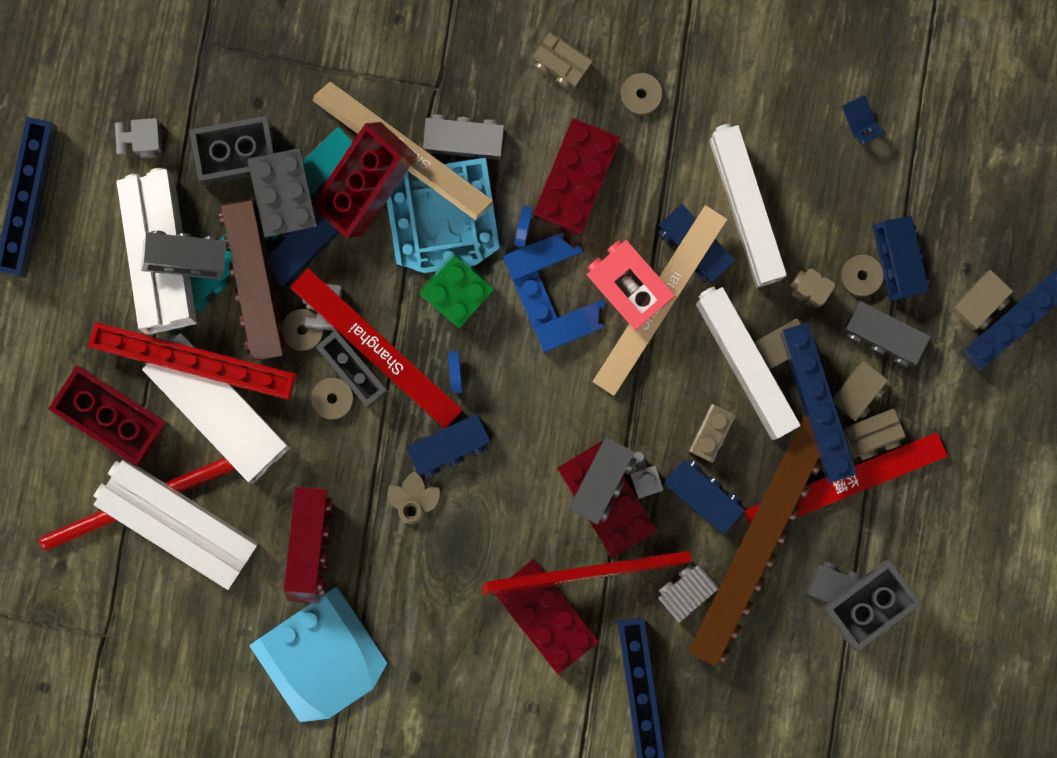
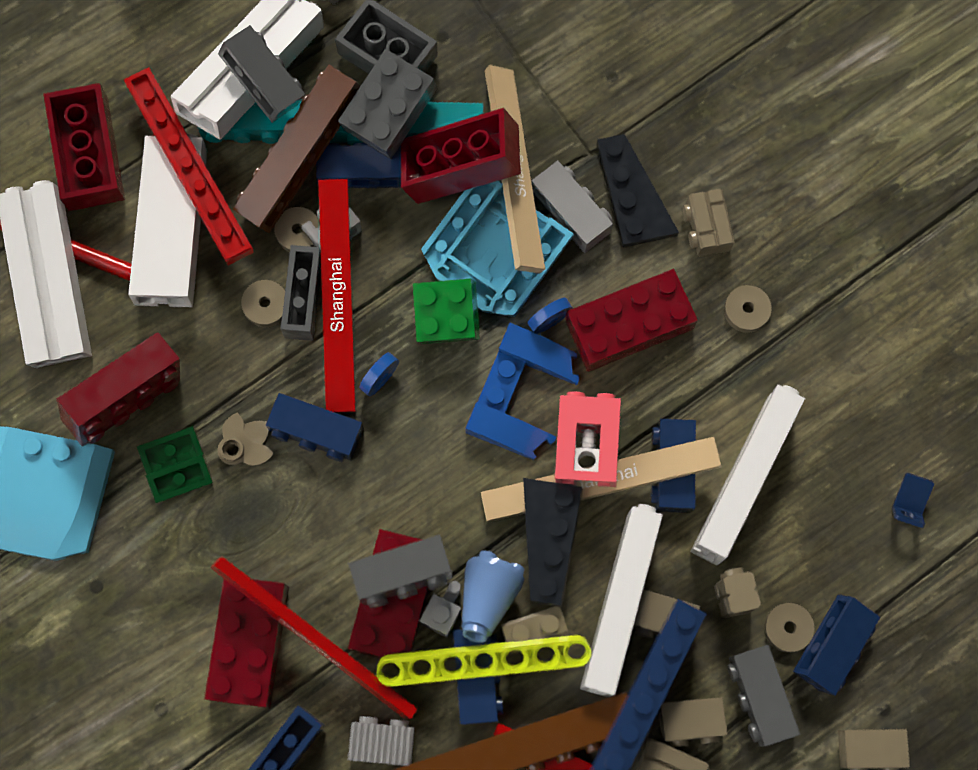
camera: 45 degrees right, 10 degrees down
(384, 556) = (174, 464): none -> dark green slope
(496, 91) = (634, 200): none -> black wing
(661, 363) = (550, 530): none -> black wing
(663, 440) = (488, 593): none -> medium blue cone
(689, 488) = (469, 653): none -> neon yellow beam

